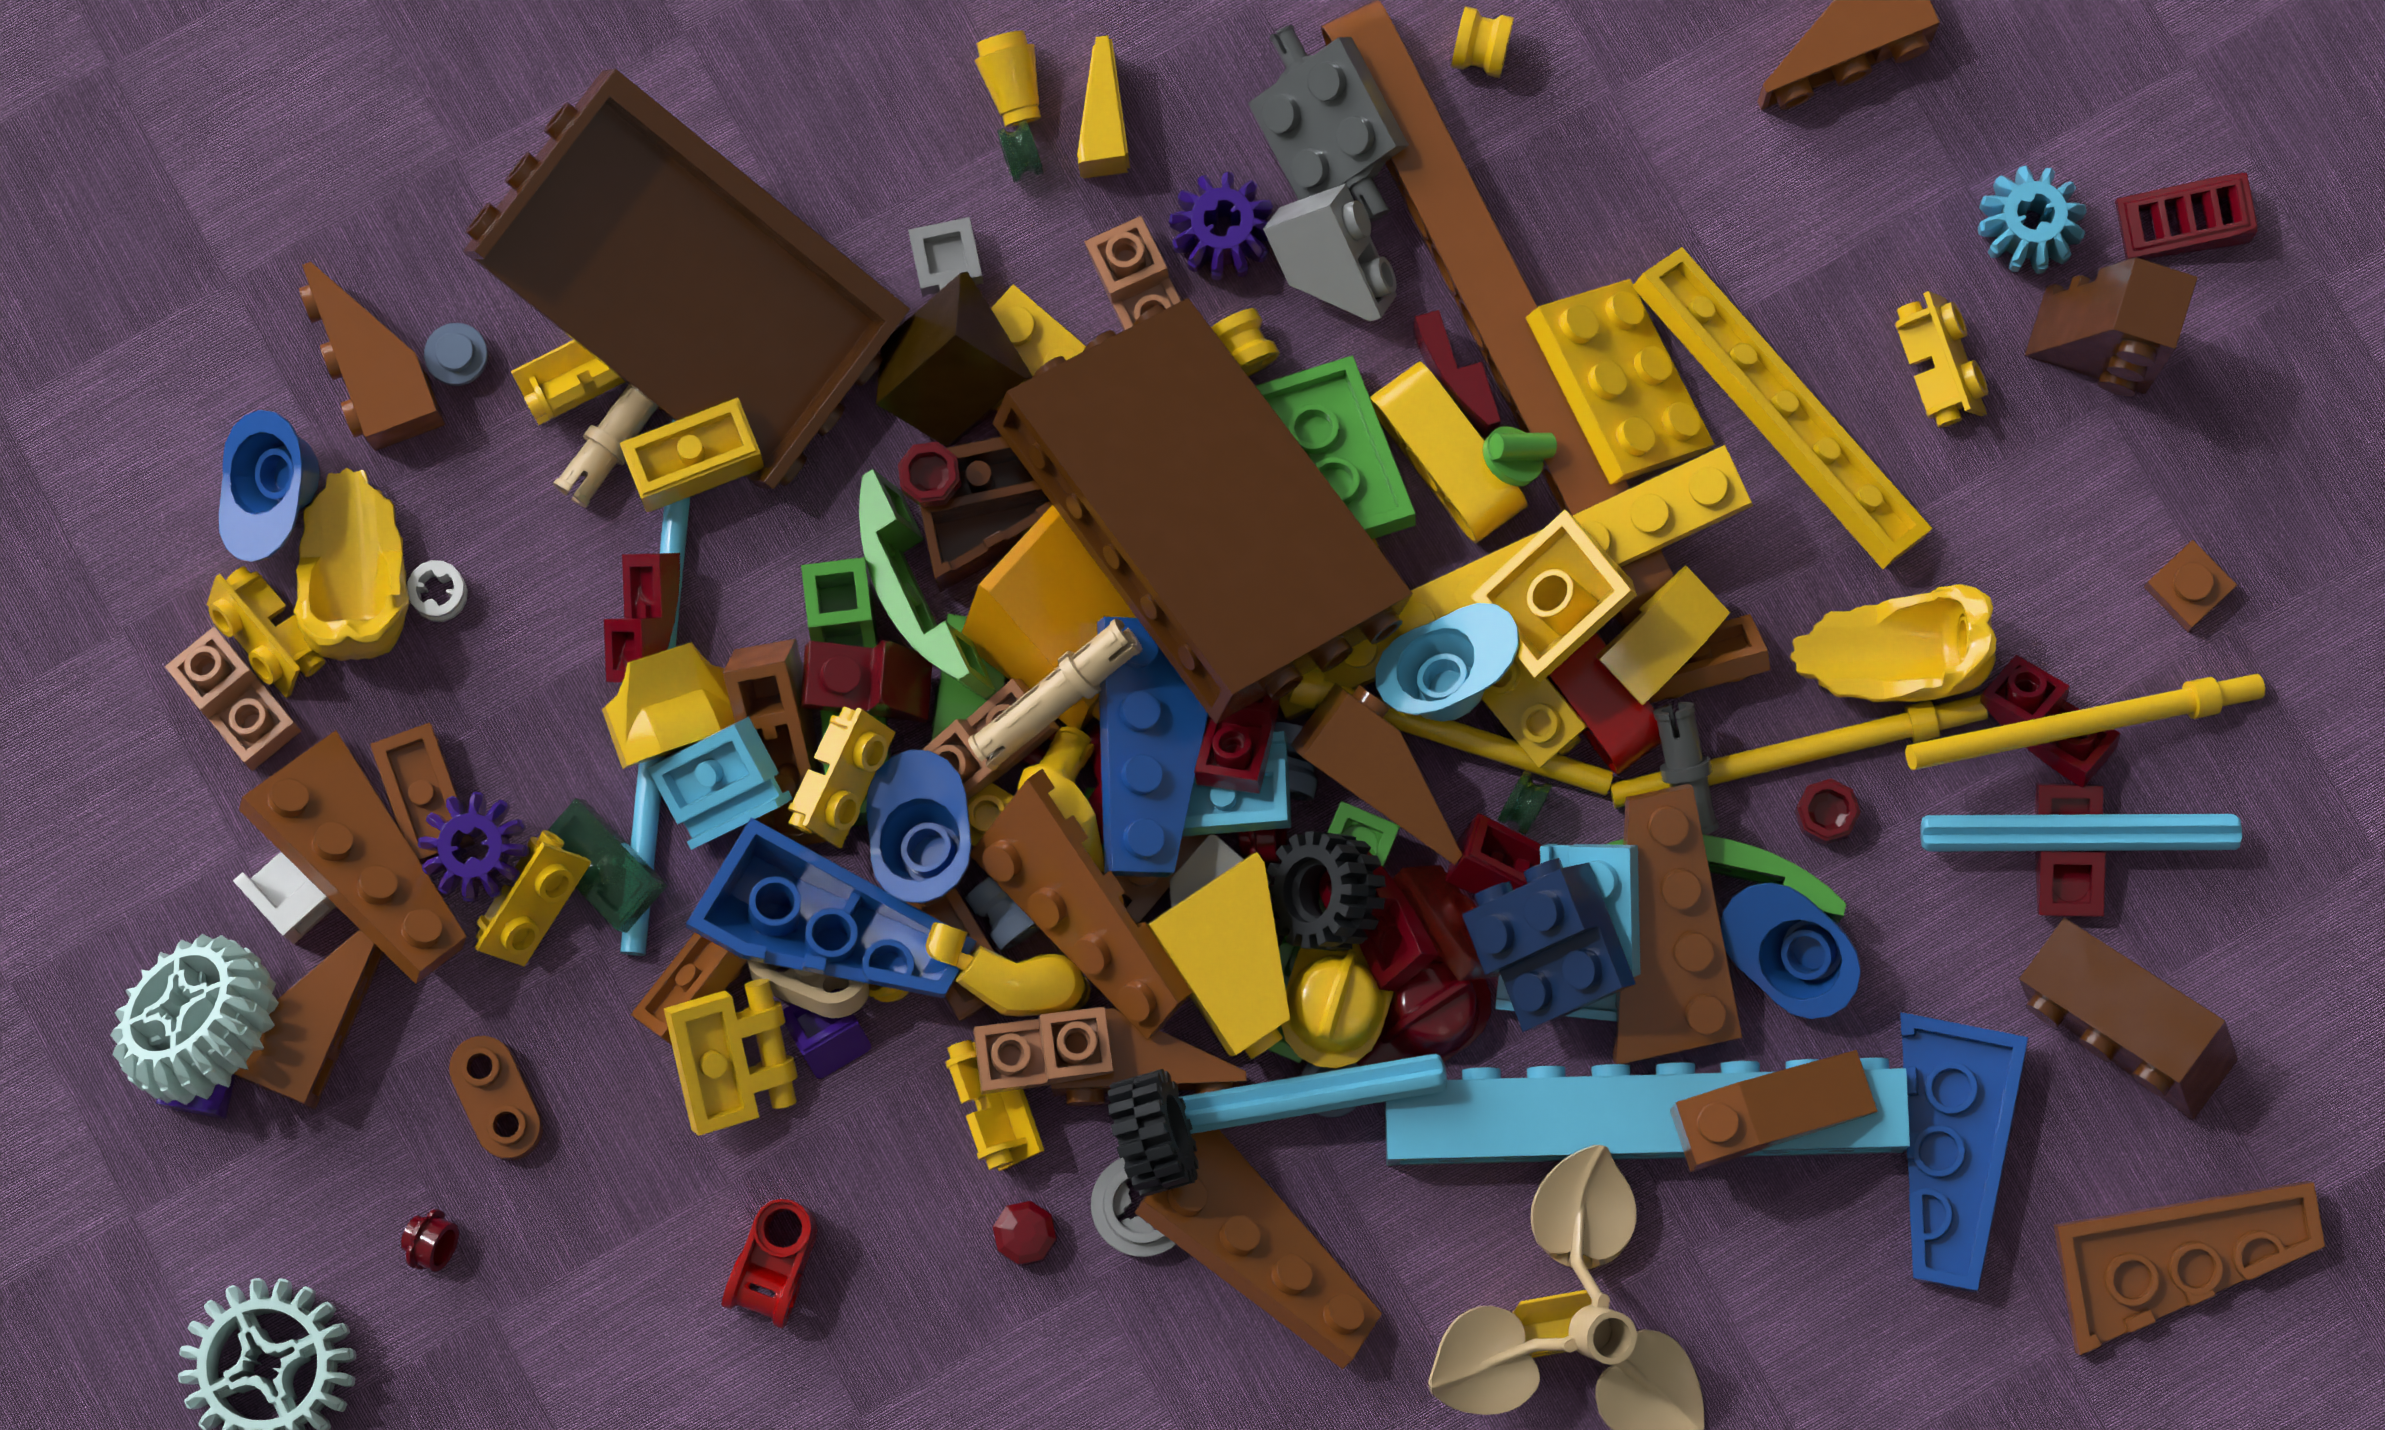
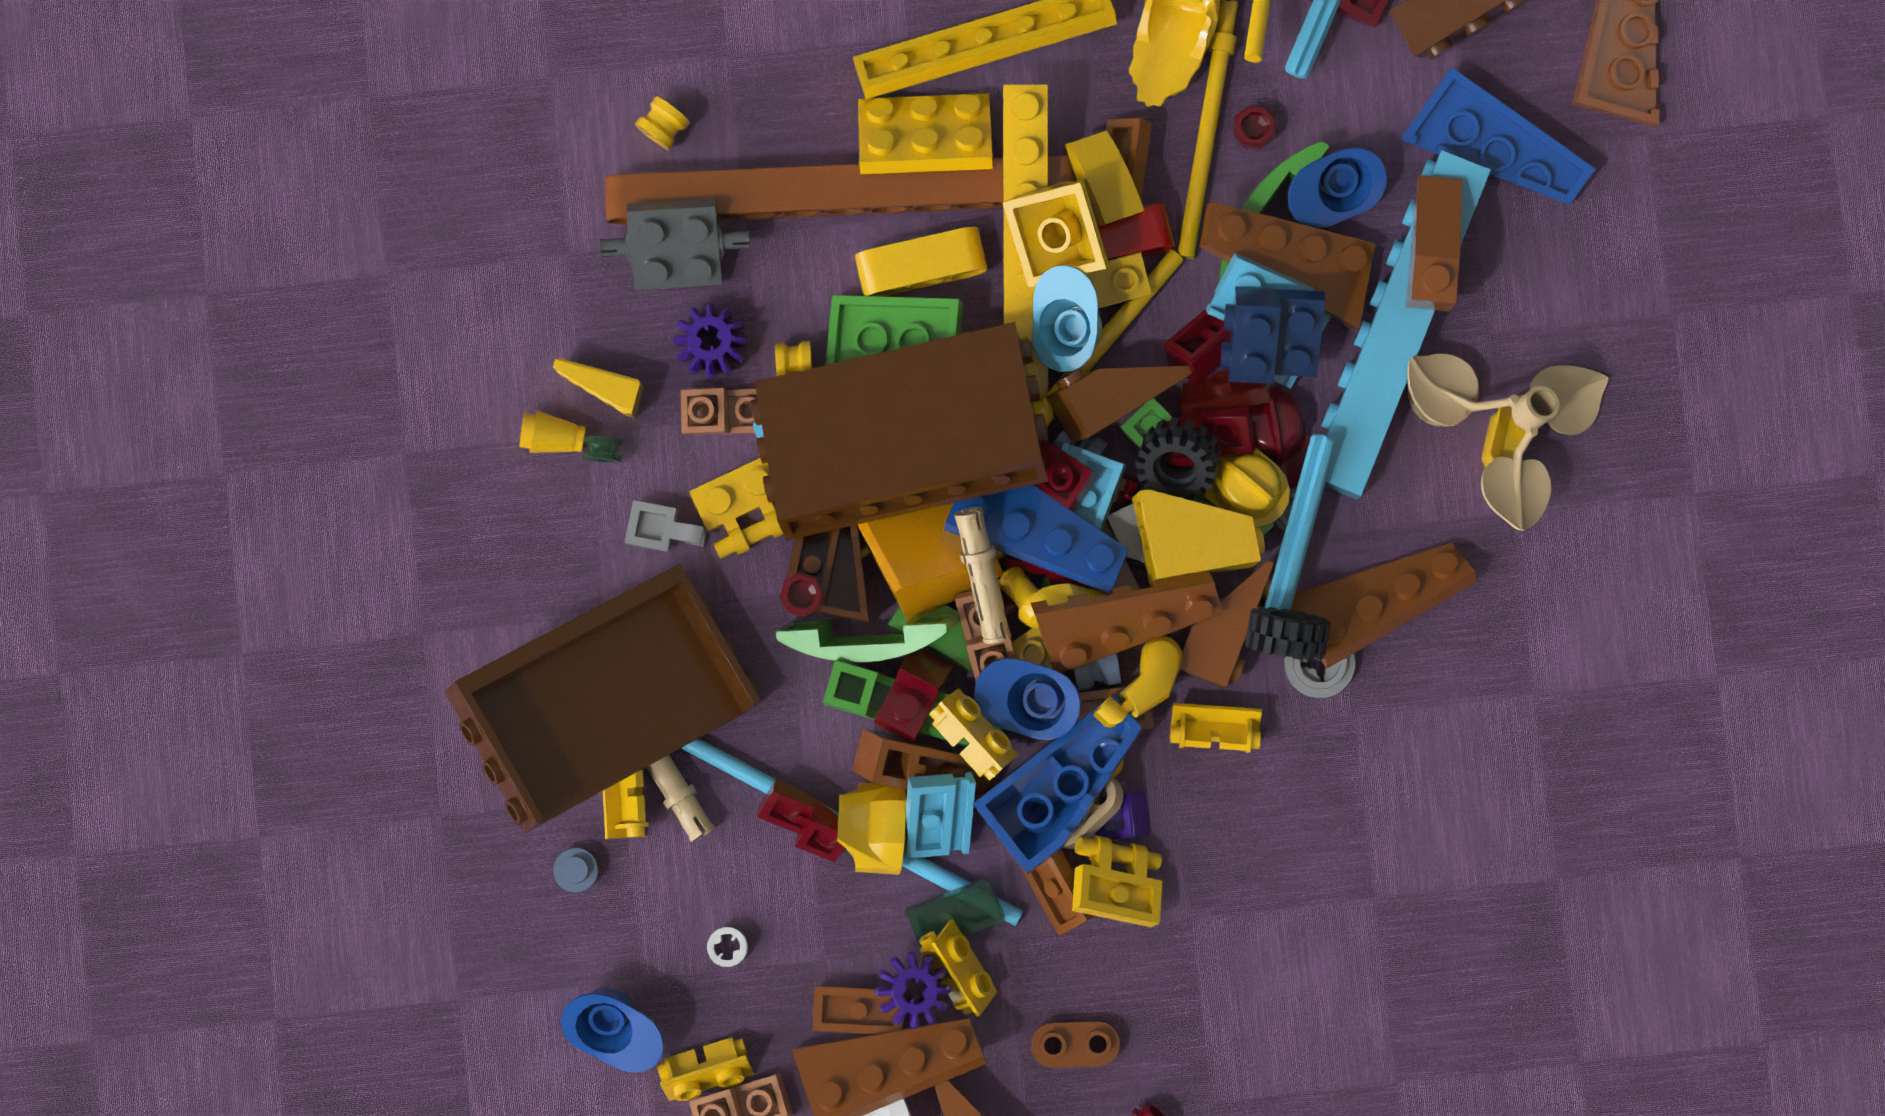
camera: 65 degrees left, 5 degrees up
(351, 571) = (692, 996): yellow hair -> none
(382, 374) = (568, 923): dark orange slope -> none
(692, 455) = (713, 743): yellow slope -> none
(771, 1265) = (1259, 912): red piece -> none
(949, 364) = (726, 553): dark brown slope -> none
(1024, 1233) = (1305, 744): dark red tile -> none
(1043, 1050) = (1202, 681): nougat slope -> none
(1330, 254) = (759, 279): light grey slope -> none
(1465, 385) = (887, 231): dark red slope -> none
(1517, 455) = (948, 218): bright green plate -> none
(1525, 803) = (1168, 312): clear green bush -> none
(1685, 758) = (1188, 201): dark grey pin -> none

